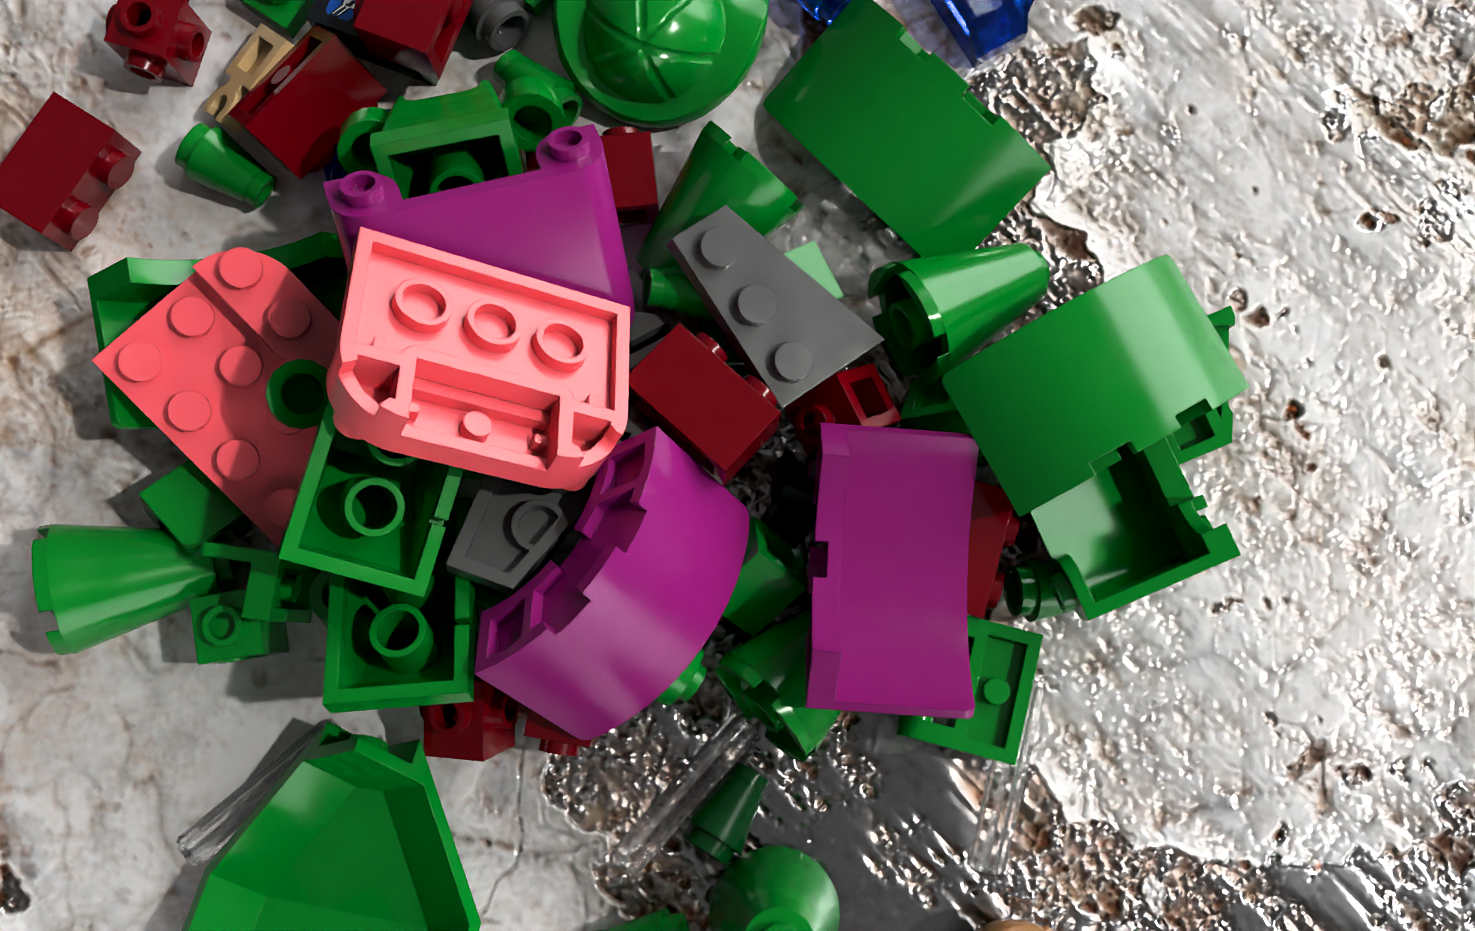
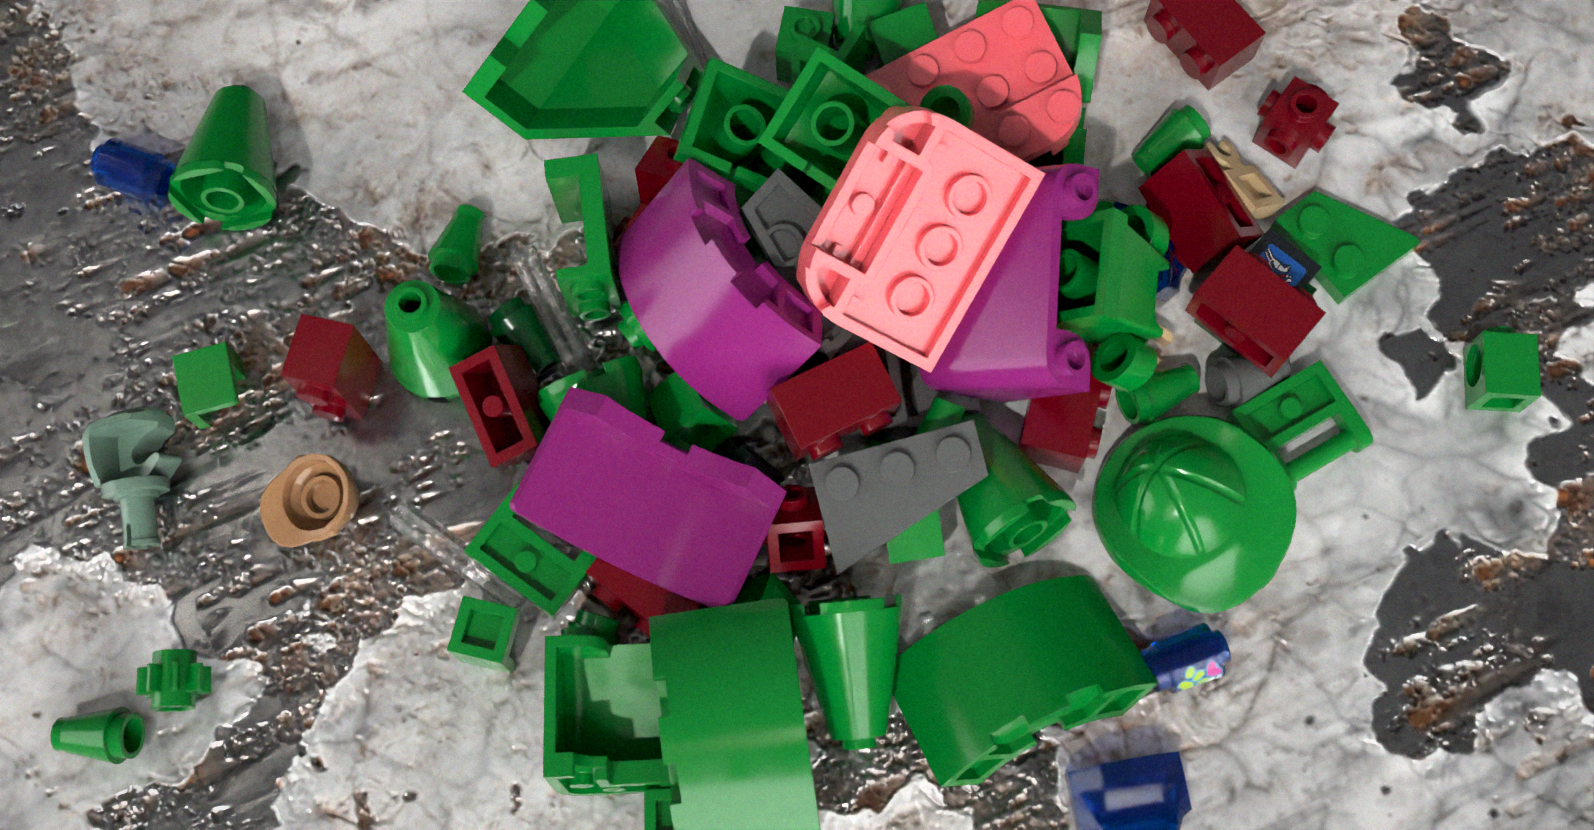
camera: 115 degrees right, 10 degrees down
(527, 812) = (582, 195): none -> green panel
(830, 797) = (502, 403): none -> dark red brick
(1091, 703) = (484, 634): none -> green panel

